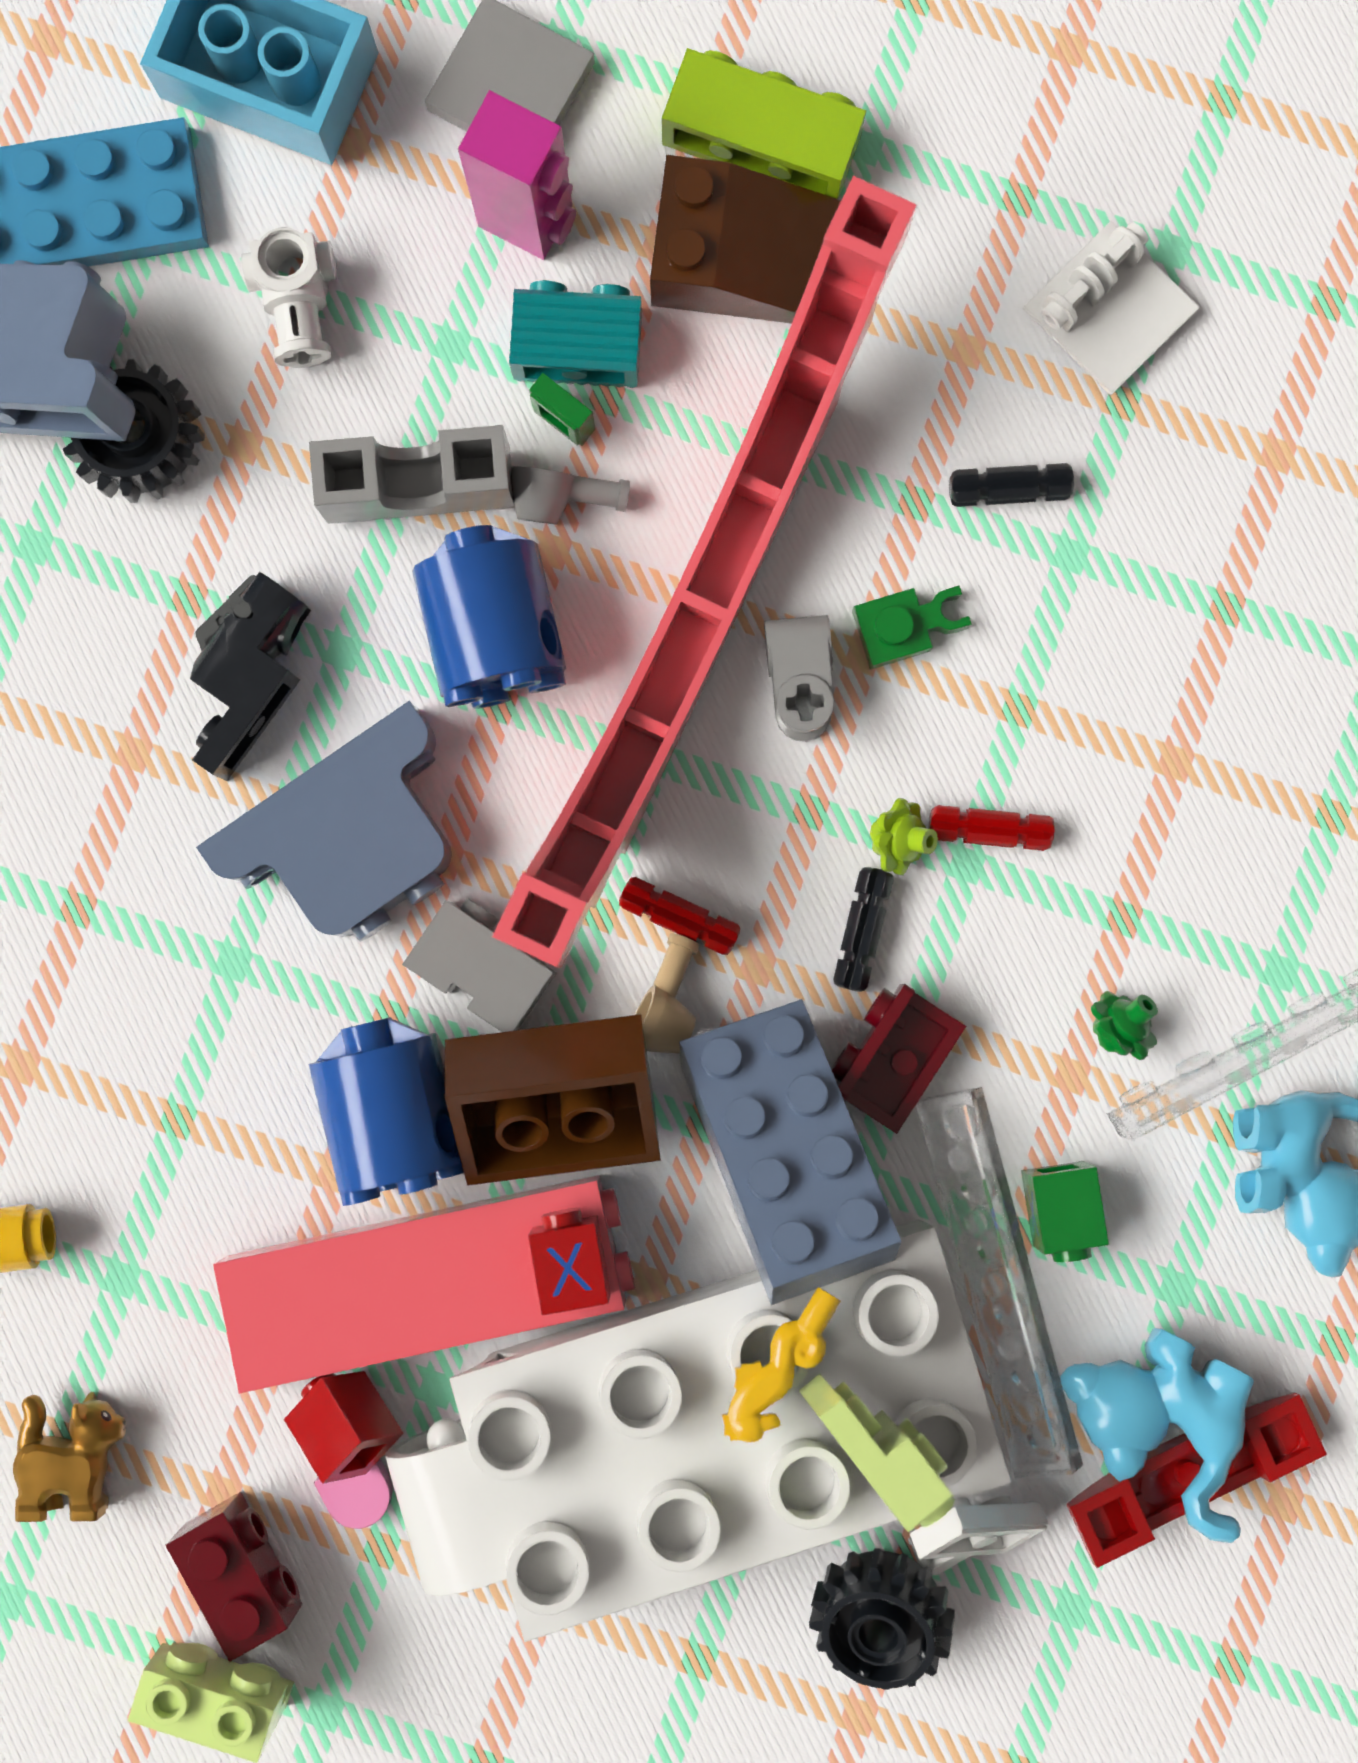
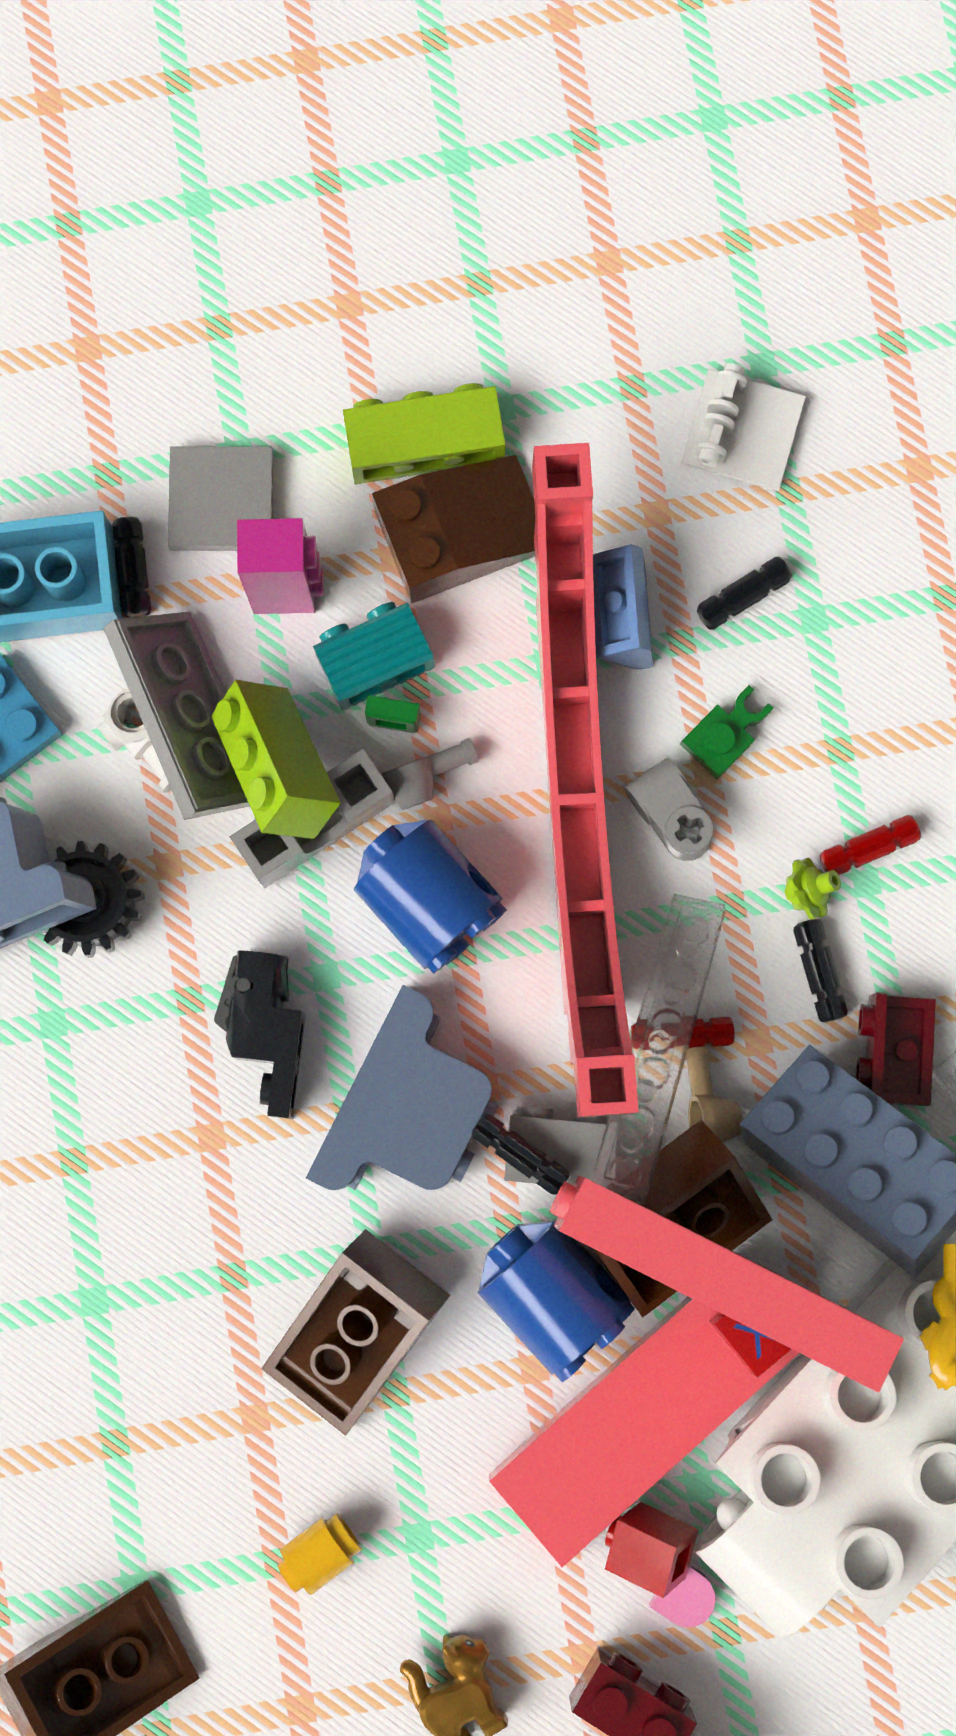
camera: 30 degrees left, 5 degrees down
(167, 1032) = (355, 1331): none -> reddish brown slope
(340, 288) = (175, 698): none -> light grey tile
(375, 104) = (131, 567): none -> black axle
(402, 386) = (275, 760): none -> lime brick
(431, 945) = (520, 1153): none -> black axle
(551, 1198) = (726, 1282): none -> coral brick
(639, 915) = (661, 1045): none -> clear plate
(867, 425) = (622, 607): none -> medium blue tile

